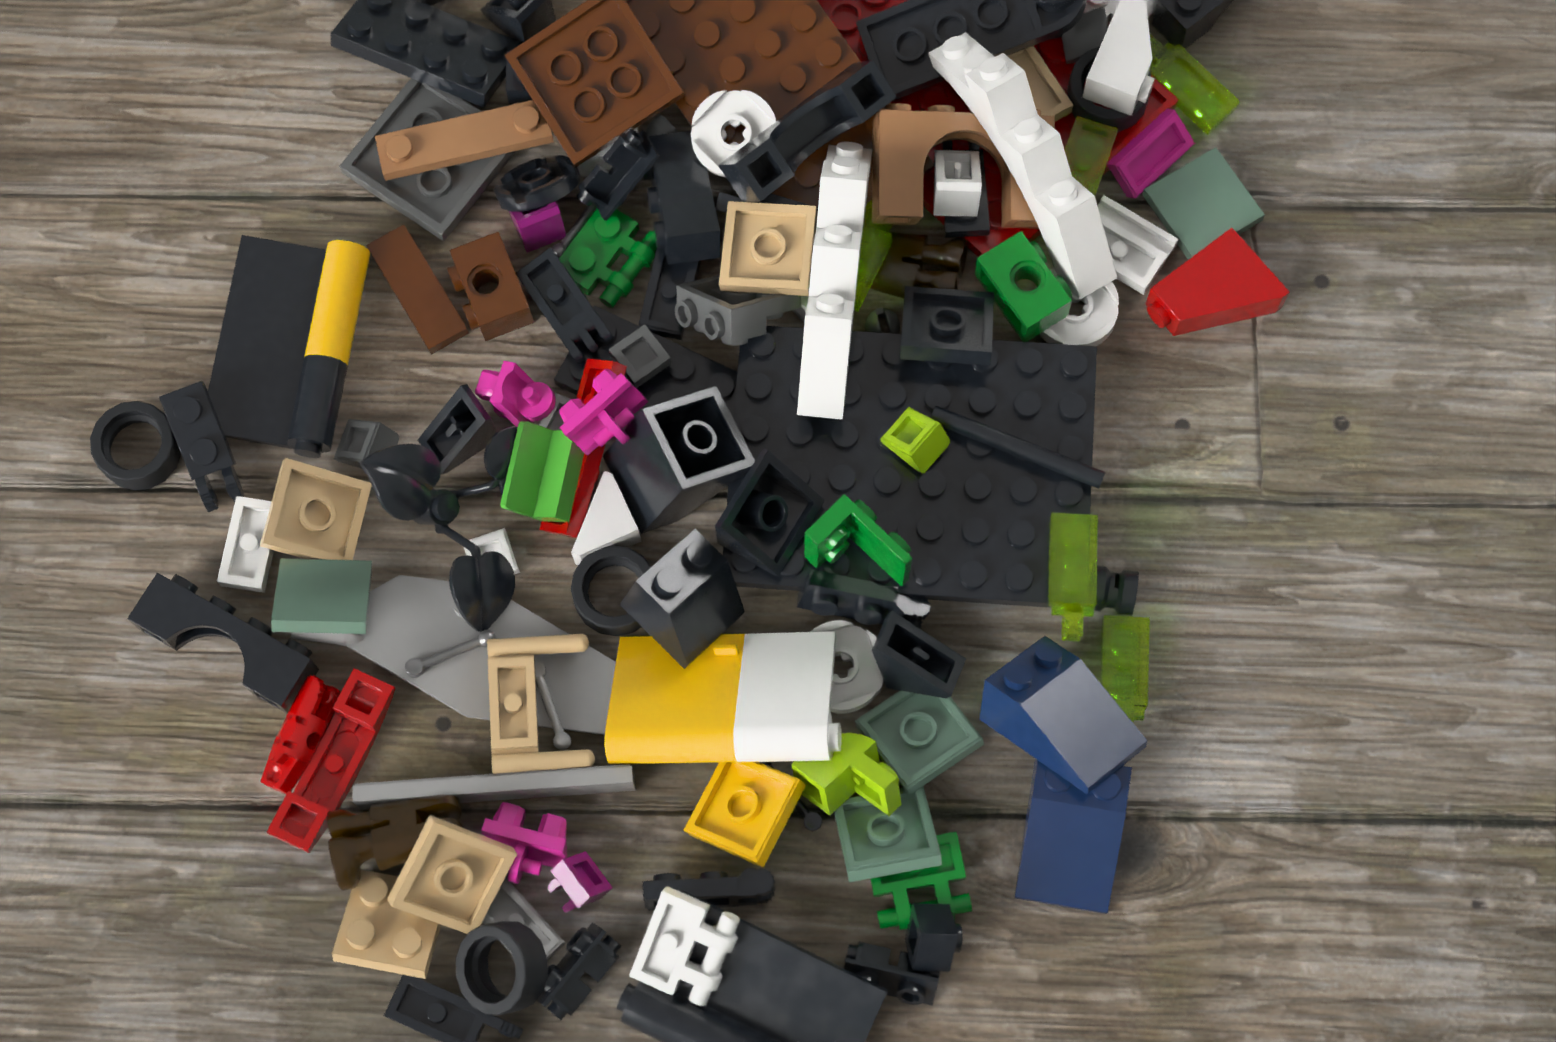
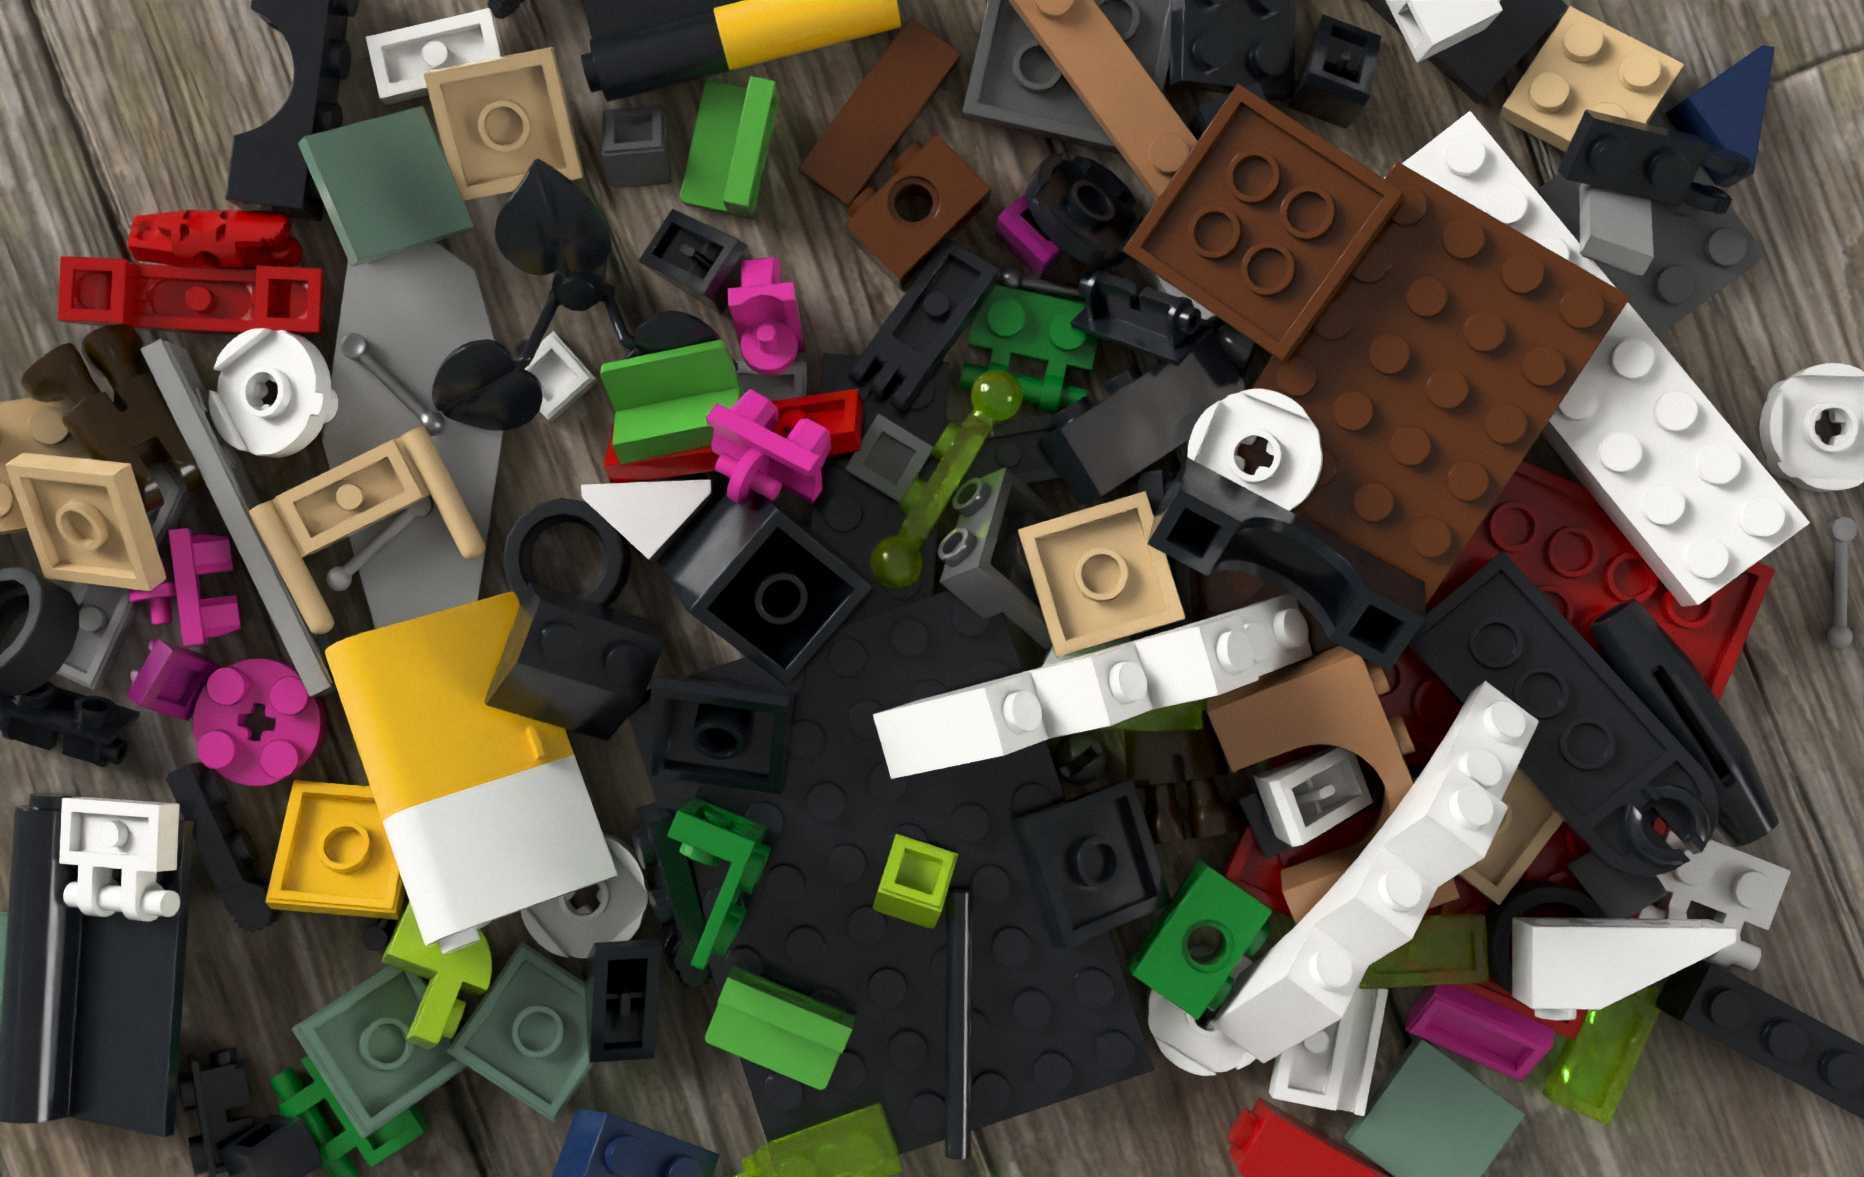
camera: 60 degrees right, 15 degrees up
(396, 385) = (730, 146): none -> bright green panel
(399, 717) = (302, 399): none -> white plate
(625, 813) = (227, 741): none -> dark pink plate
(651, 309) = (995, 398): none -> clear neon green plate
(974, 557) = (779, 1028): none -> bright green panel

